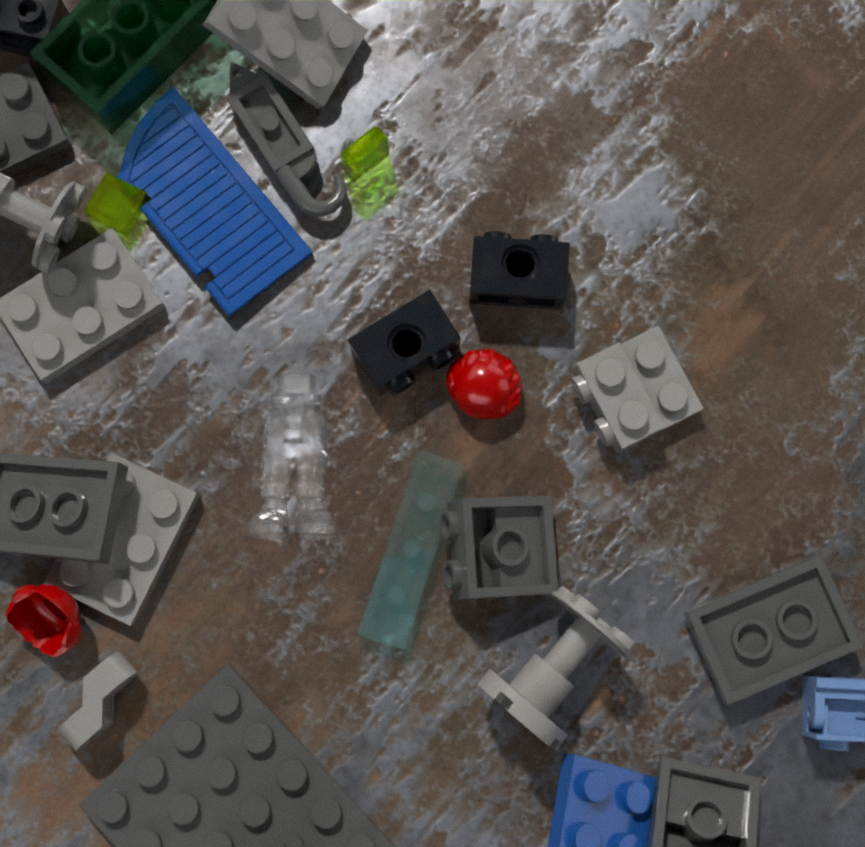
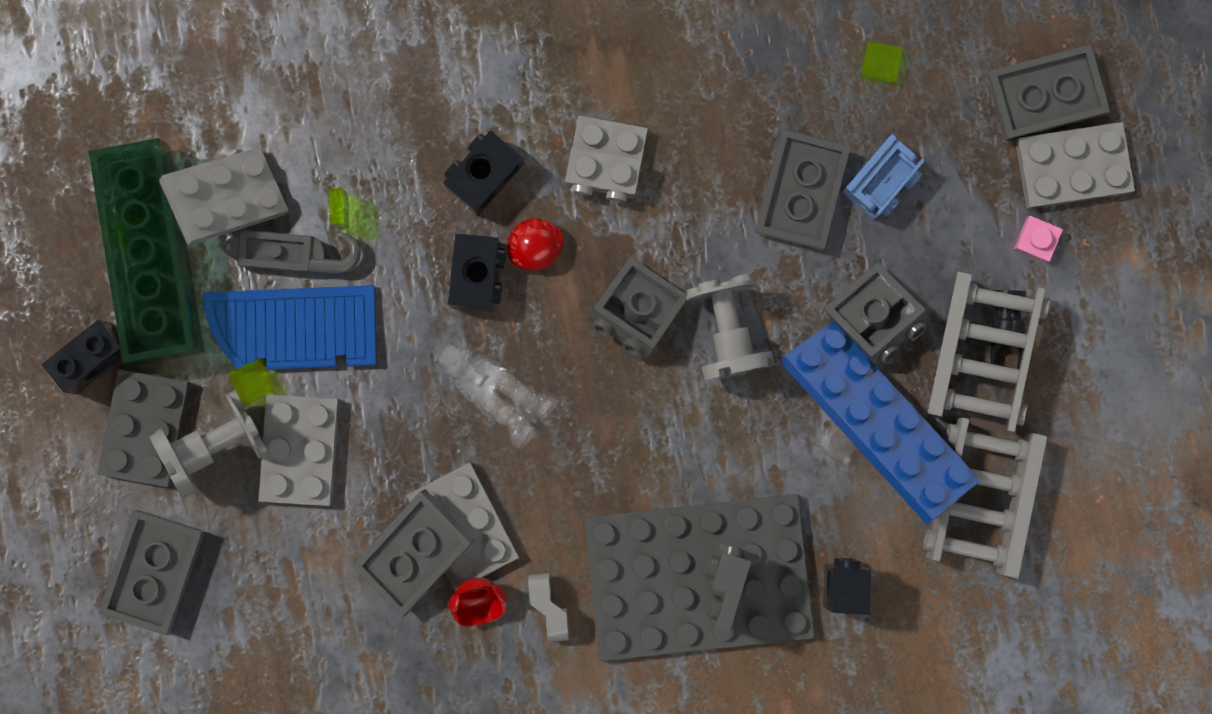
camera: 50 degrees left, 5 degrees up
(410, 550) = (598, 361): clear light blue tile -> none

